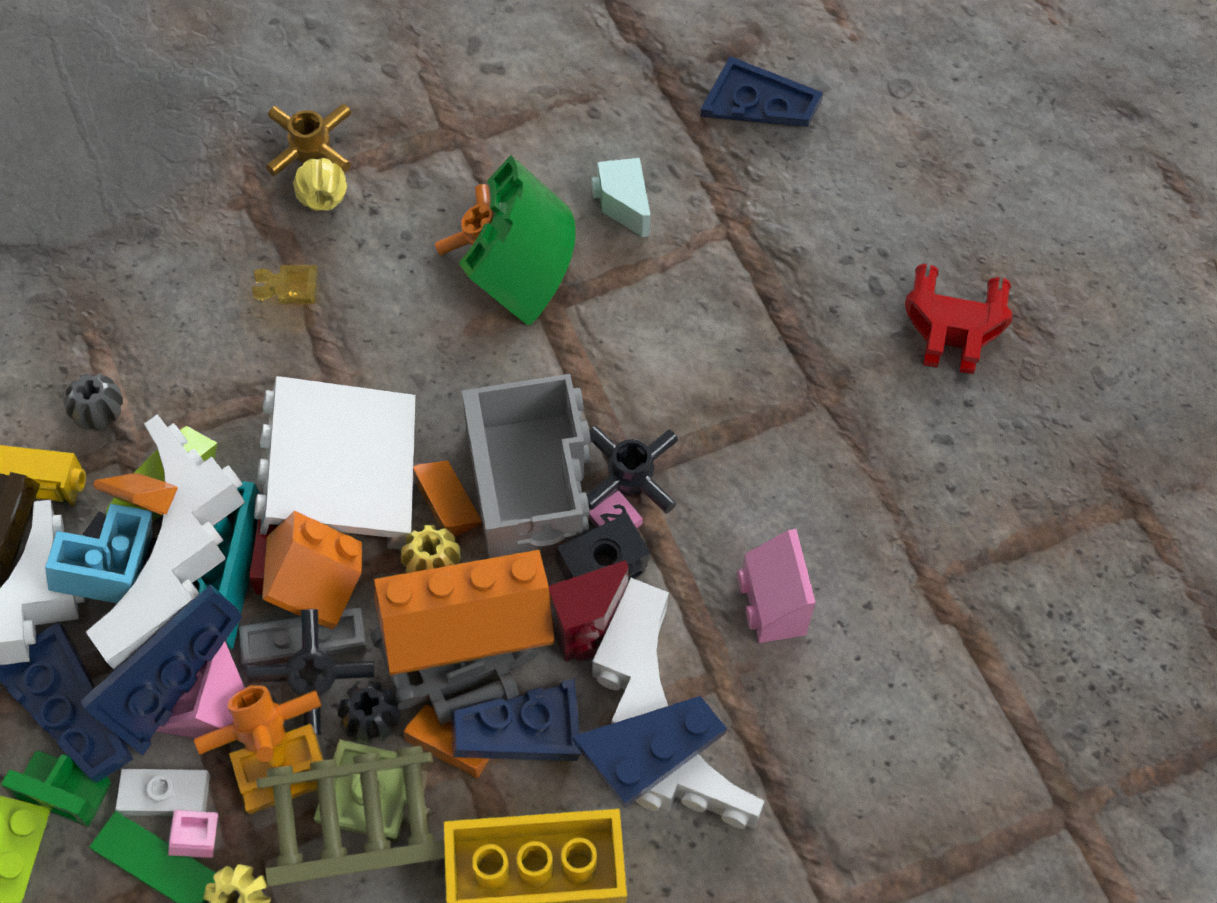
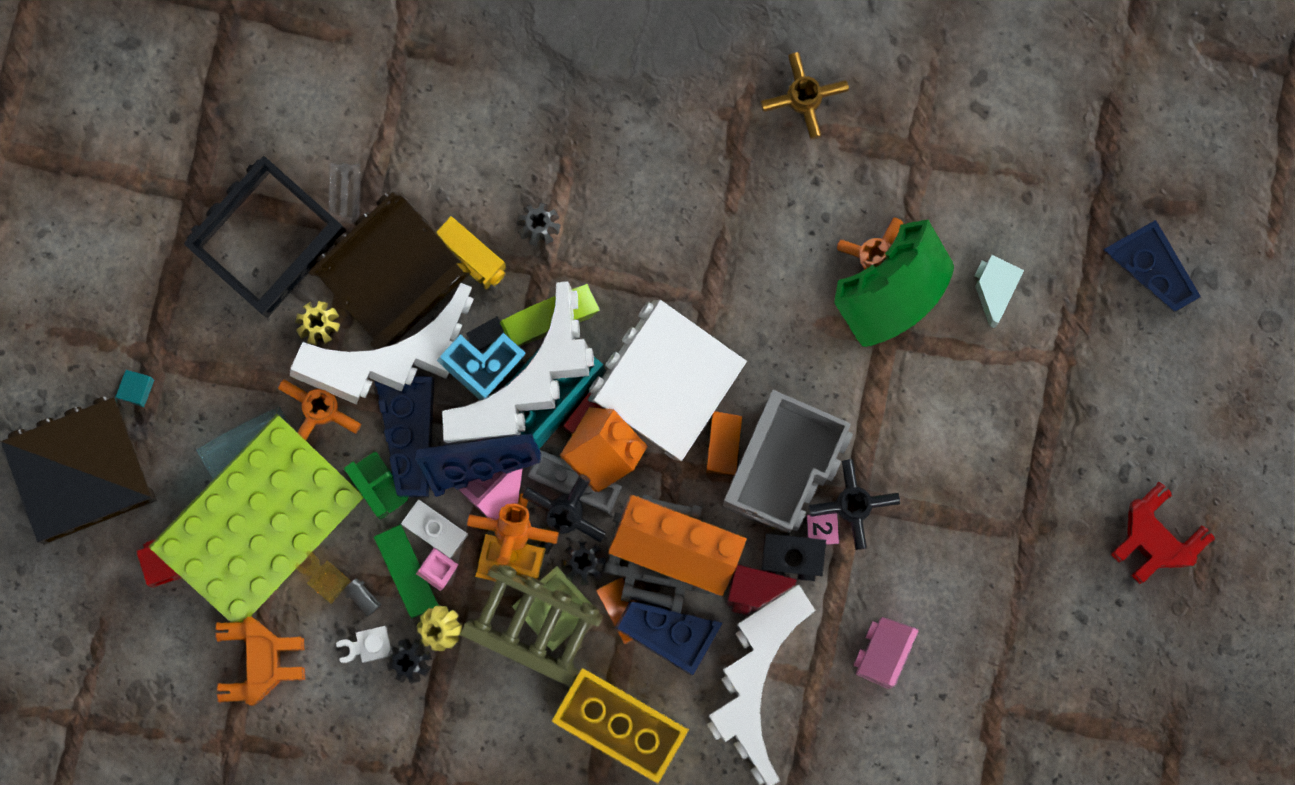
camera: 35 degrees right, 20 degrees up
(139, 491) = (525, 332): orange slope -> none
(292, 285) = (722, 213): clear yellow plate -> none
(320, 184) = (788, 142): light yellow piece -> none
(421, 544) = (678, 485): light yellow piece -> none
(650, 746) = (734, 703): dark blue wing -> none

